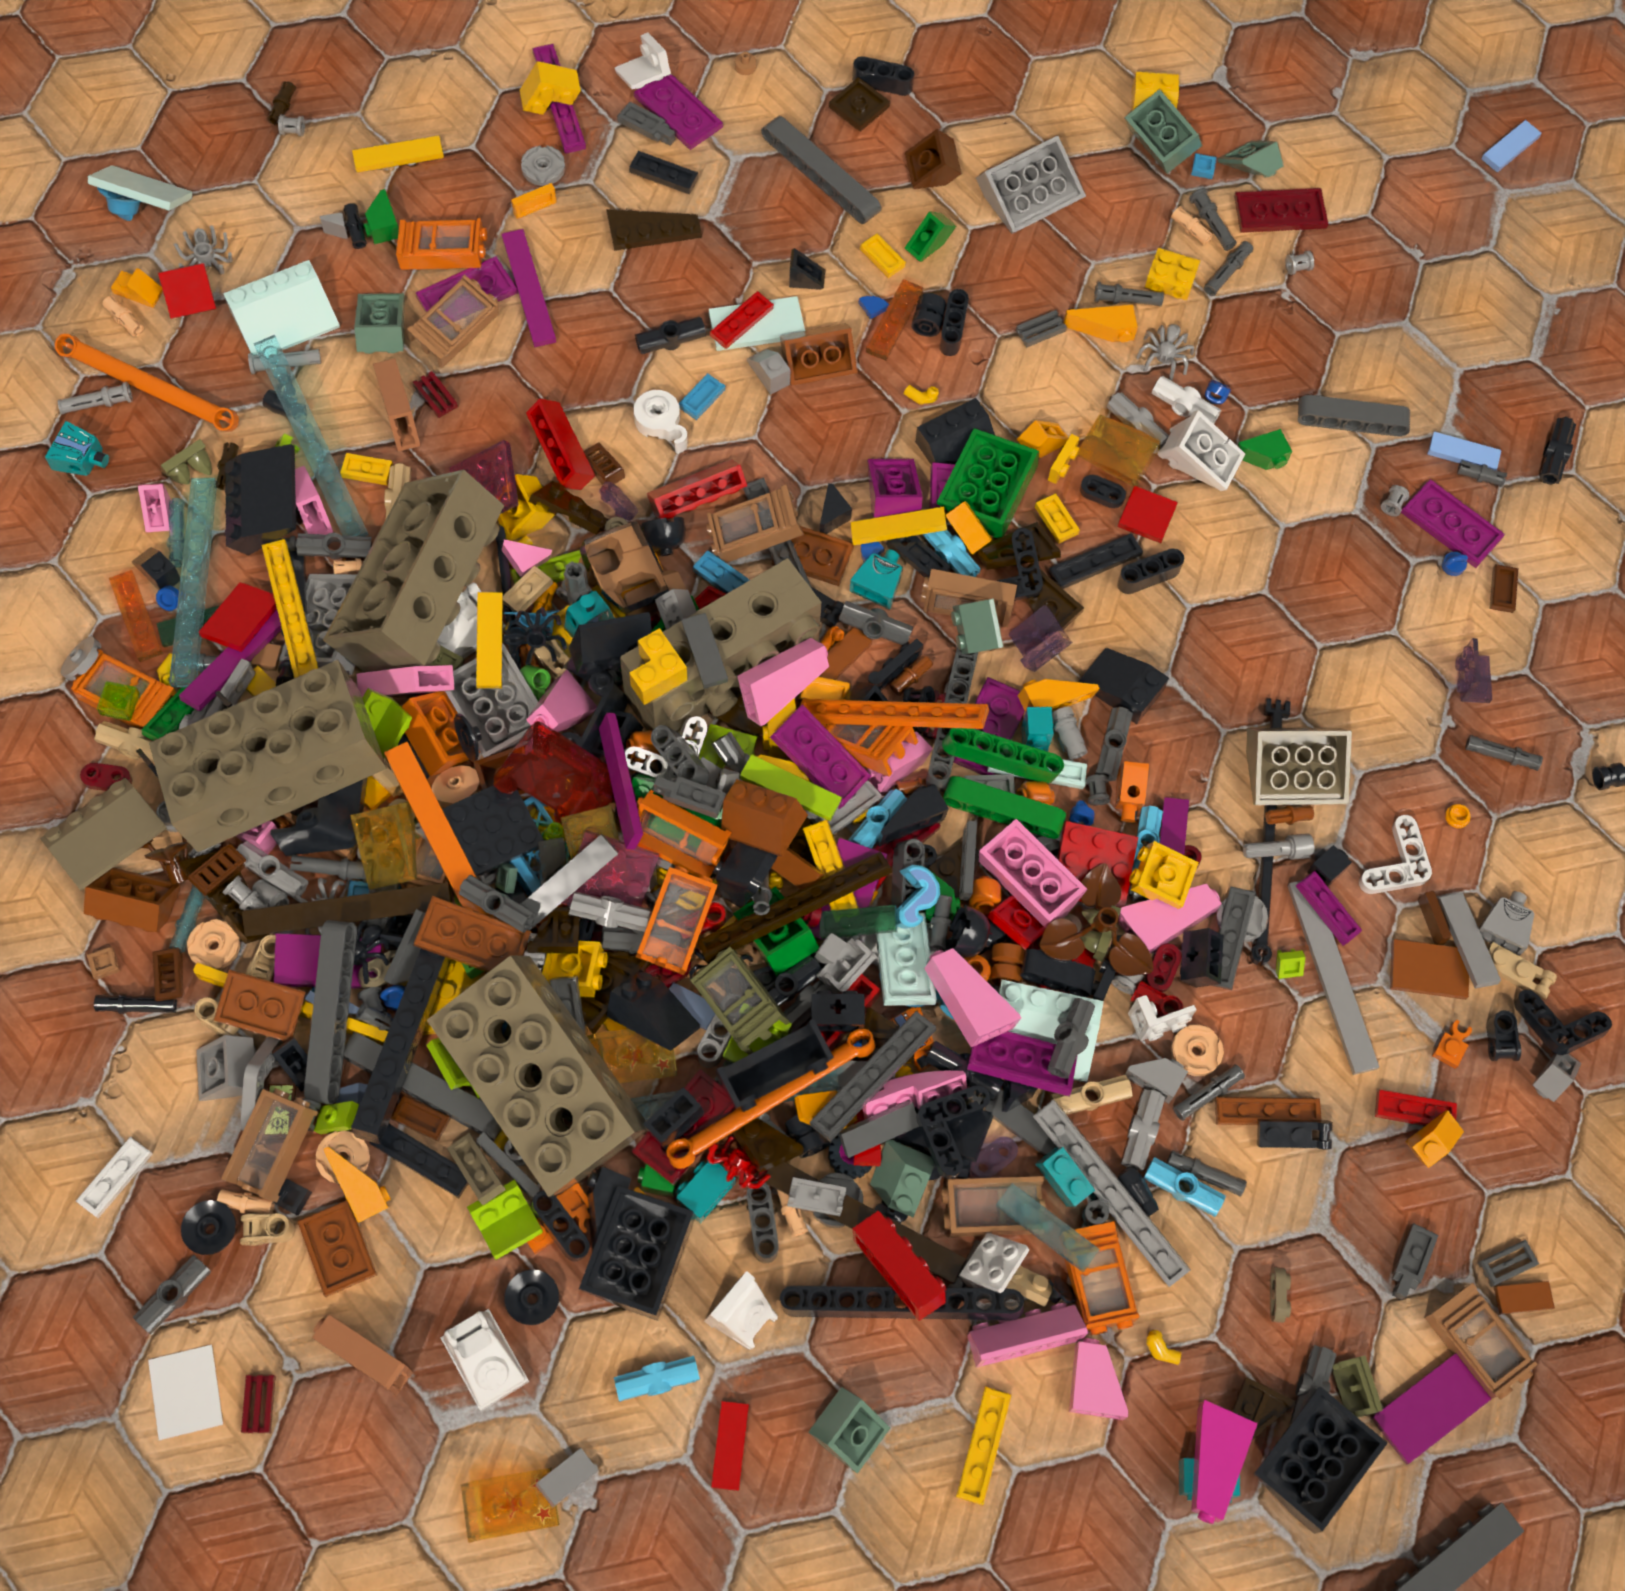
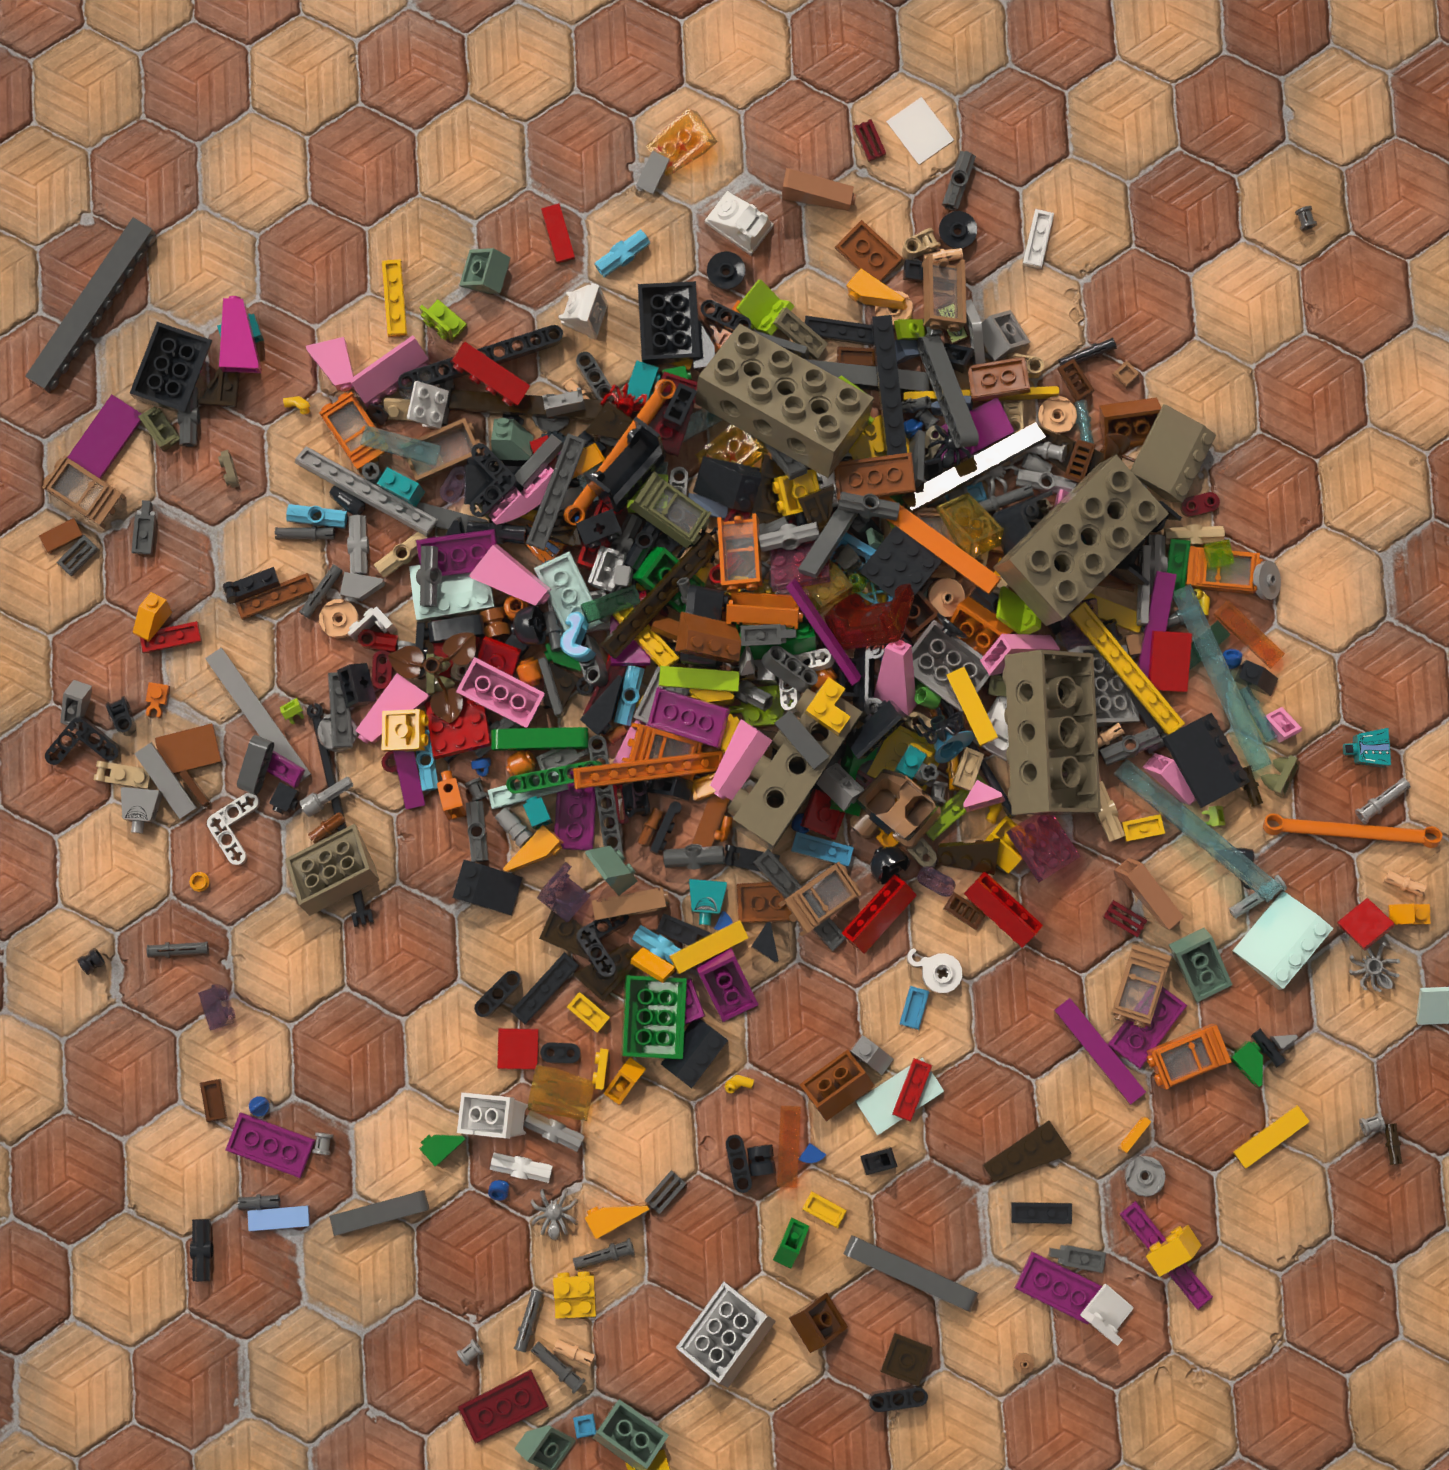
camera: 160 degrees right, 15 degrees up
(681, 331) = (973, 1042): black piece -> none
(931, 1382) = (443, 320): none -> lime bracket
(1354, 911) = (255, 765): none -> dark grey beam

